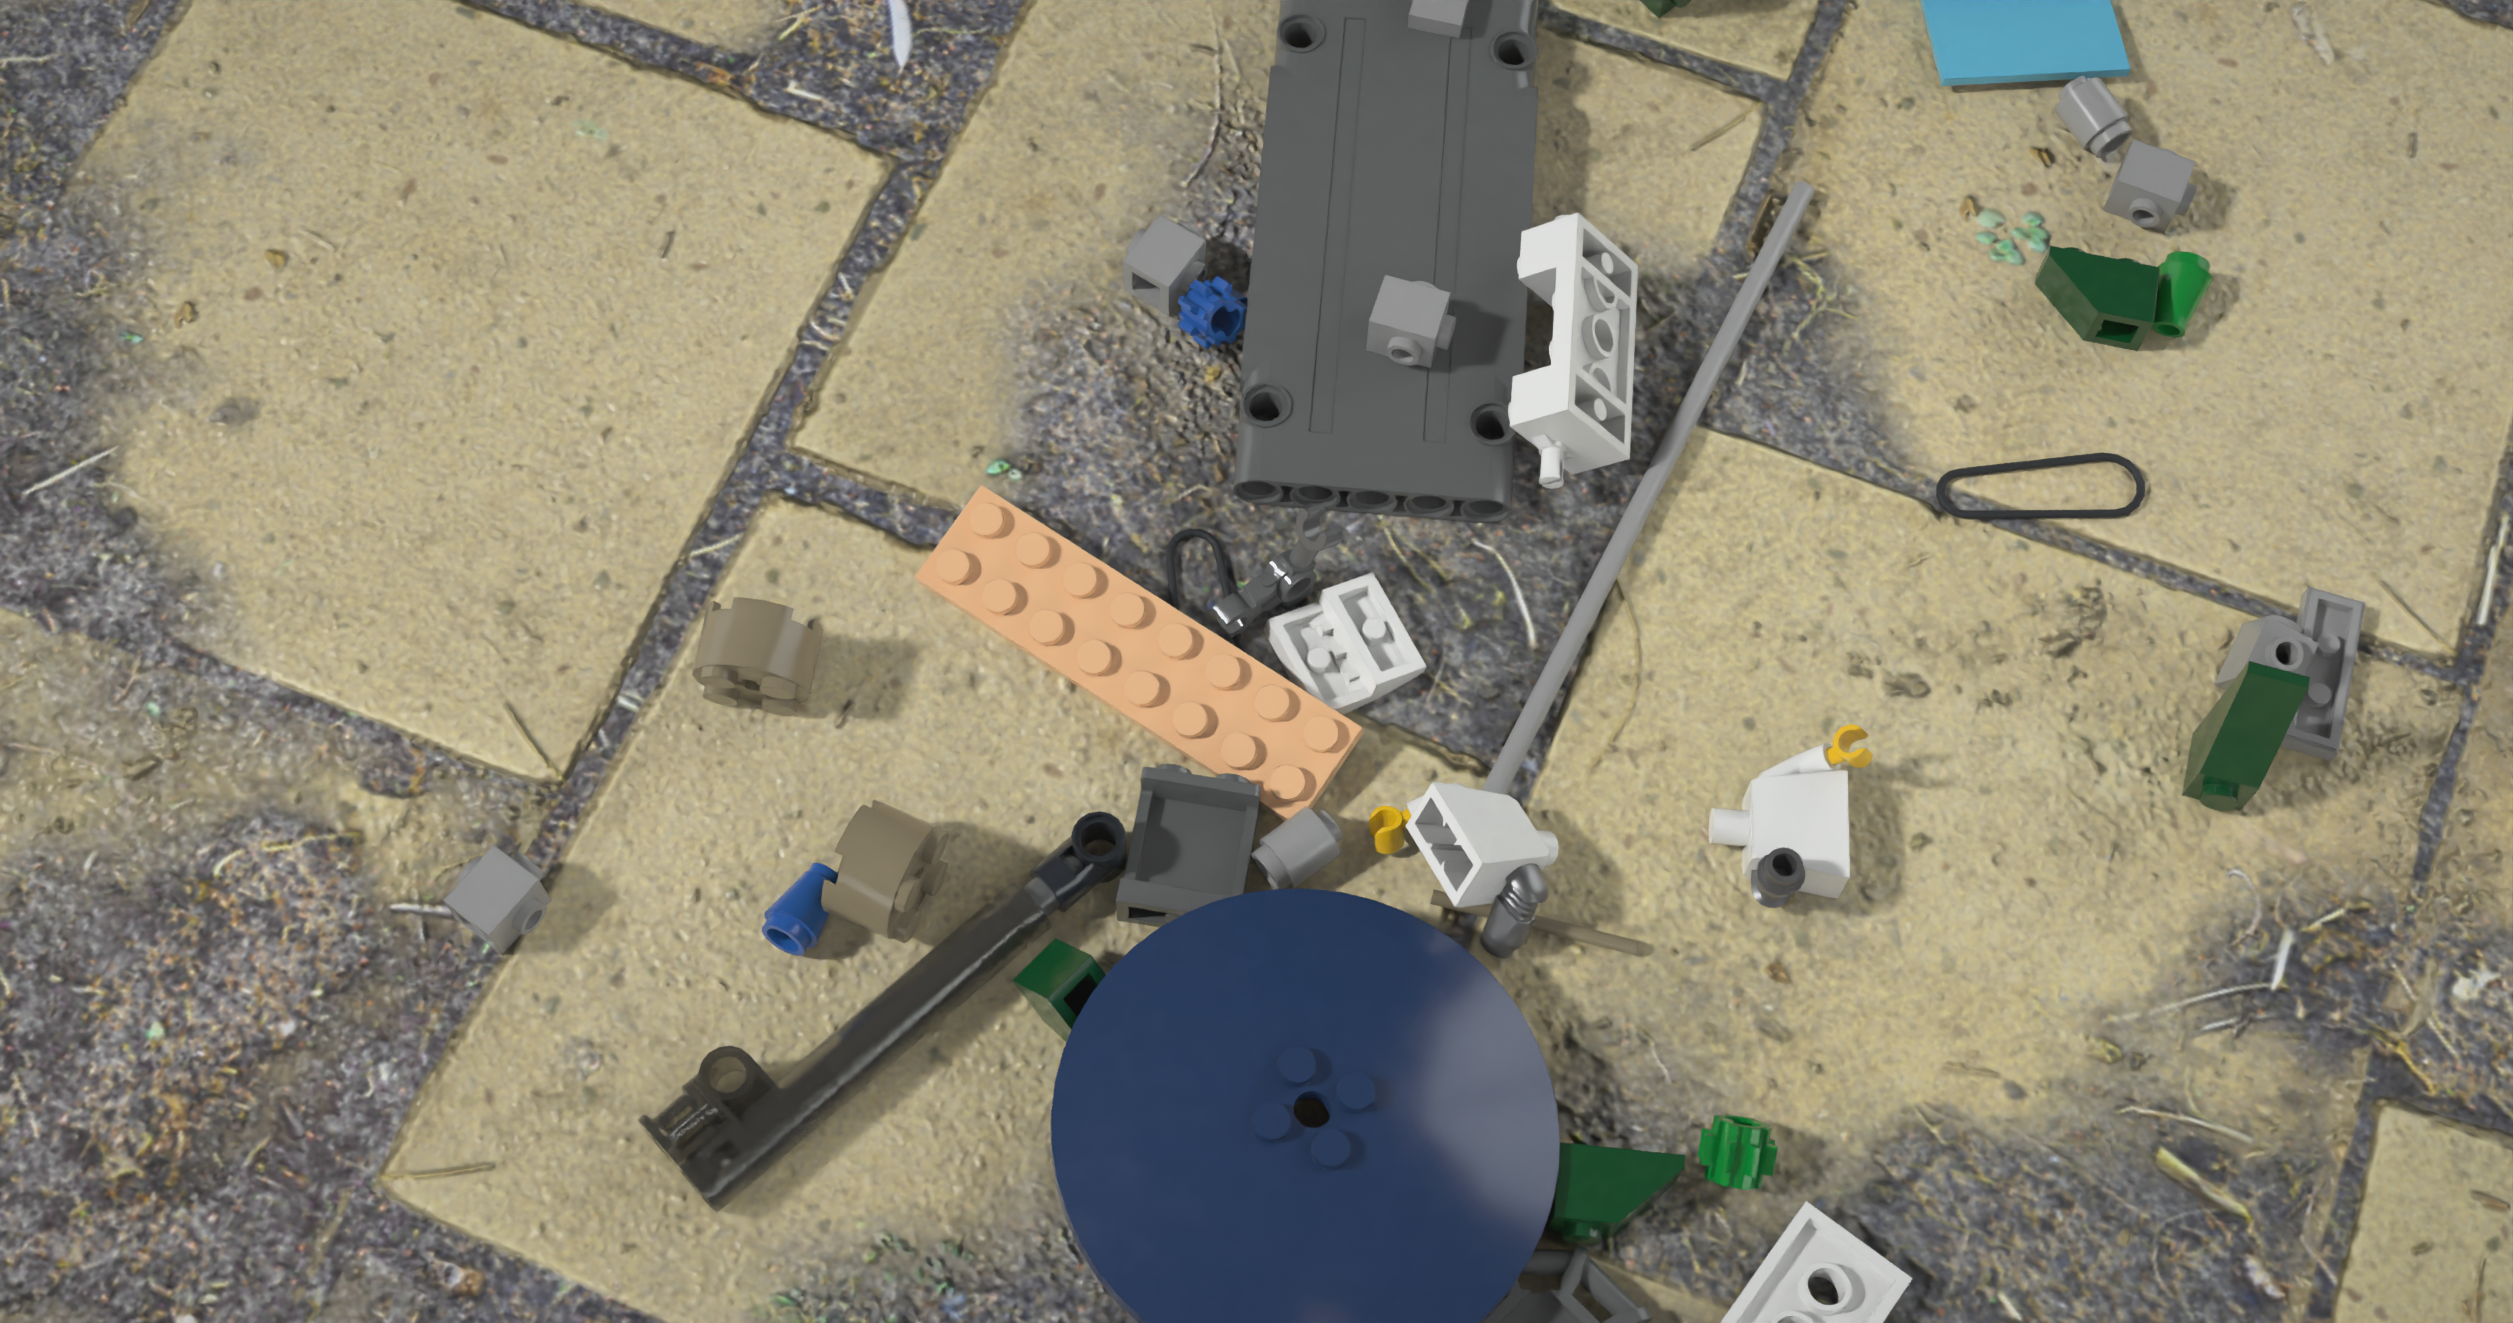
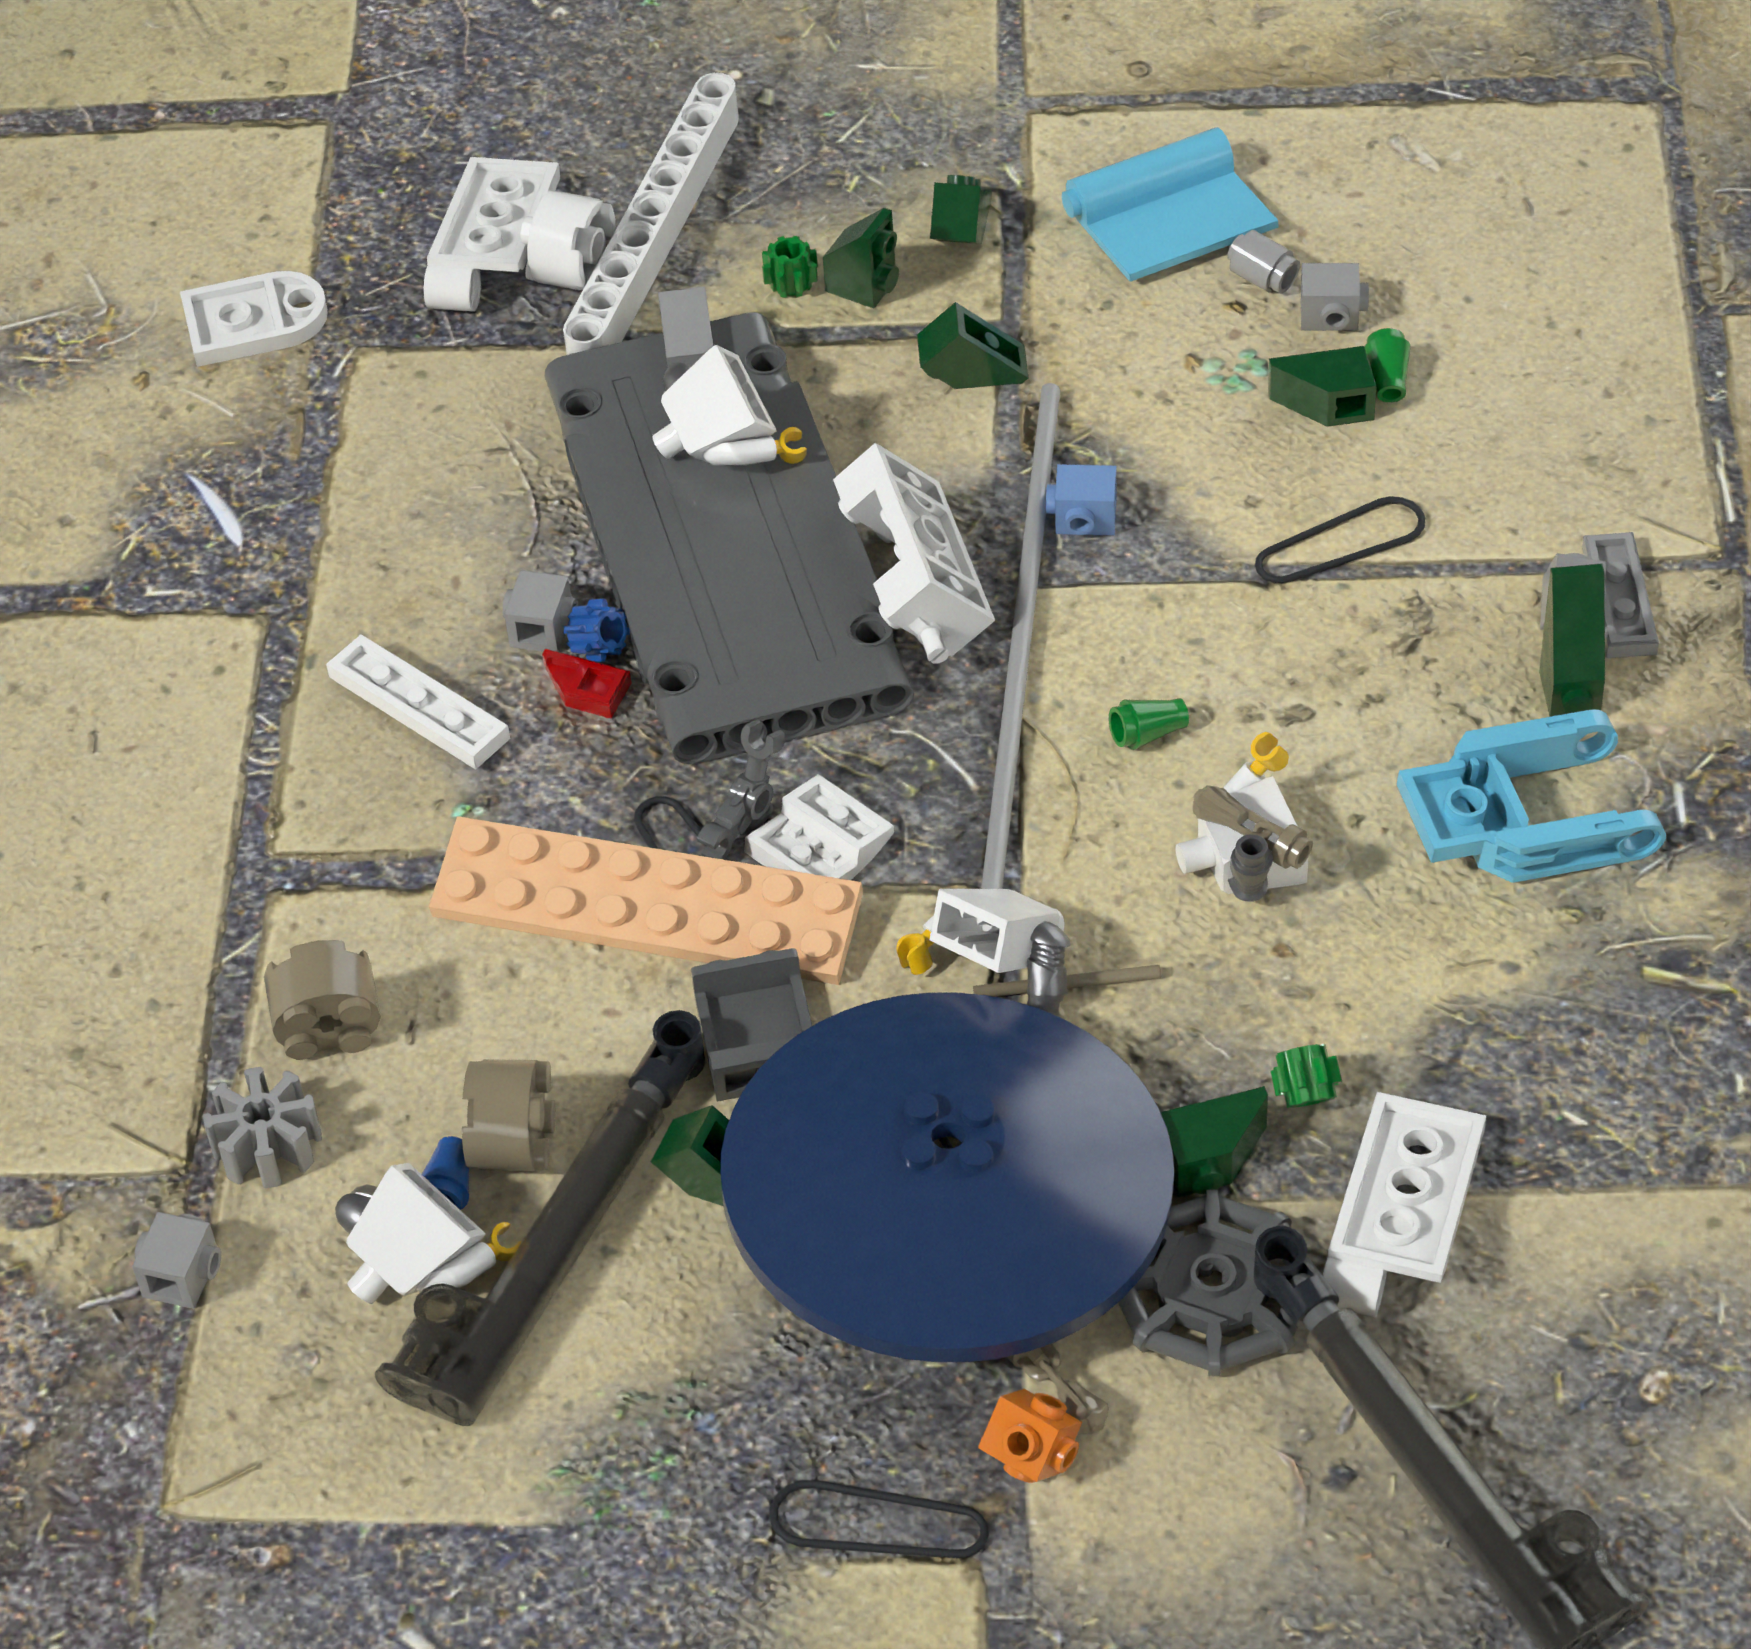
camera: 15 degrees left, 15 degrees down
(621, 793) = (262, 1127): none -> light grey gear
(735, 976) = (413, 1237): none -> white torso
(1001, 326) = (418, 701): none -> white plate
(1182, 366) = (586, 683): none -> red tile
(1298, 848) = (848, 983): light grey brick -> none
(1410, 322) = (769, 574): light grey brick -> none
(1431, 110) = (720, 415): none -> white torso
(1736, 114) = (970, 351): none -> dark green slope
(1742, 638) = (1143, 721): none -> green cone
(1773, 796) = (1219, 807): none -> dark tan piece
(1784, 341) = (1083, 499): none -> medium blue brick
(2048, 896) = (1475, 810): none -> medium azure plate

